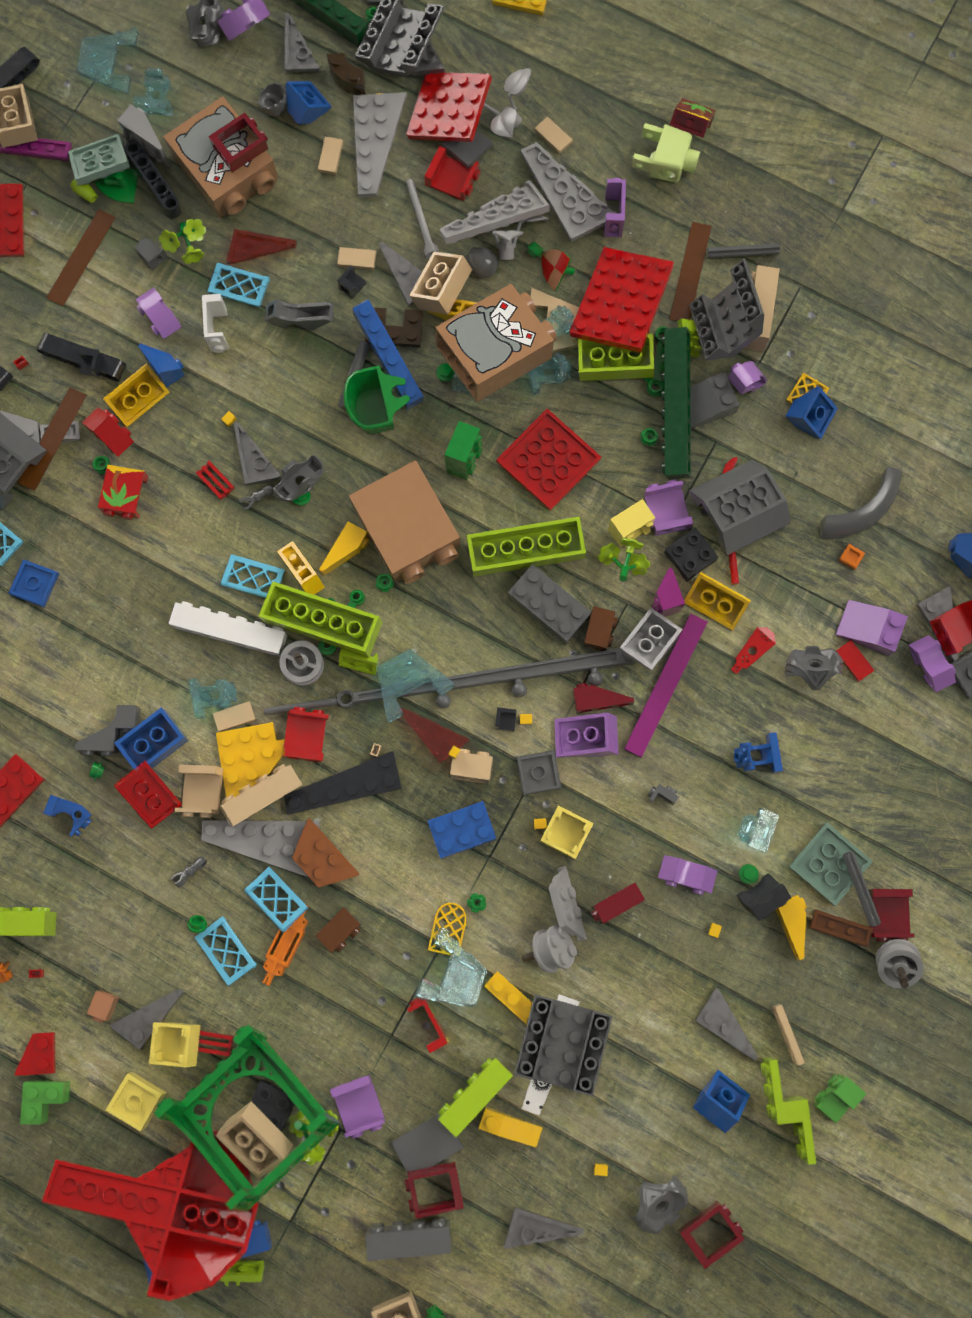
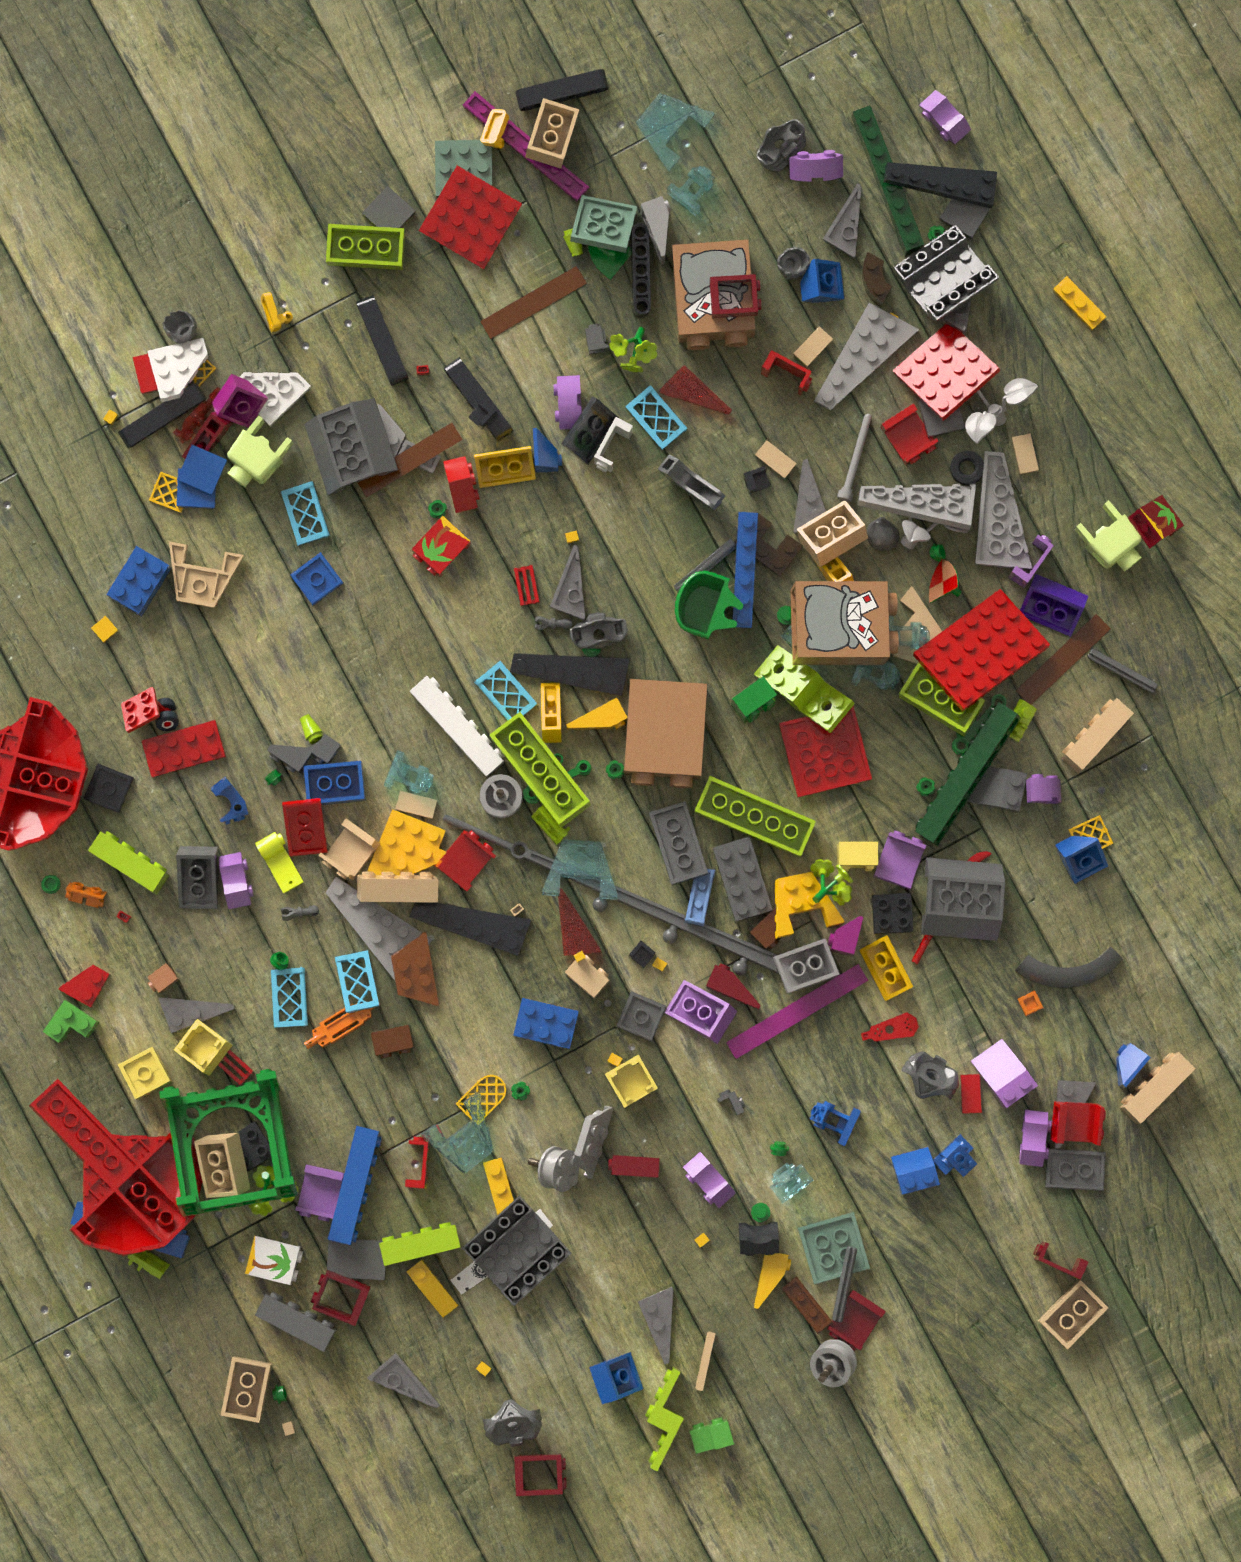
camera: 30 degrees right, 5 degrees up
(80, 897) = (197, 877): none -> dark grey slope
(103, 709) = (311, 730): none -> lime cone
(115, 879) = (235, 881): none -> medium lavender brick
(144, 839) = (279, 861): none -> neon yellow door
(188, 324) = (589, 430): none -> black plate
(309, 518) = (588, 672): none -> black wing
(320, 178) = (790, 366): none -> red panel
(354, 1196) = (274, 1260): none -> white panel
(384, 1081) = (353, 1186): none -> blue brick
(476, 608) = (678, 843): none -> dark grey plate
(501, 418) = (804, 689): none -> lime bracket
(514, 161) = (967, 456): none -> black tyre
(522, 641) = (699, 899): none -> medium blue tile
(604, 588) = (795, 896): none -> yellow wing
(655, 232) = (1053, 605): none -> dark purple slope
(728, 809) = (779, 1148): none -> green plate
(730, 318) = (1059, 726): dark grey slope -> none
(854, 754) = (915, 1170): none -> blue slope
(878, 717) = (956, 1157): none -> blue tile

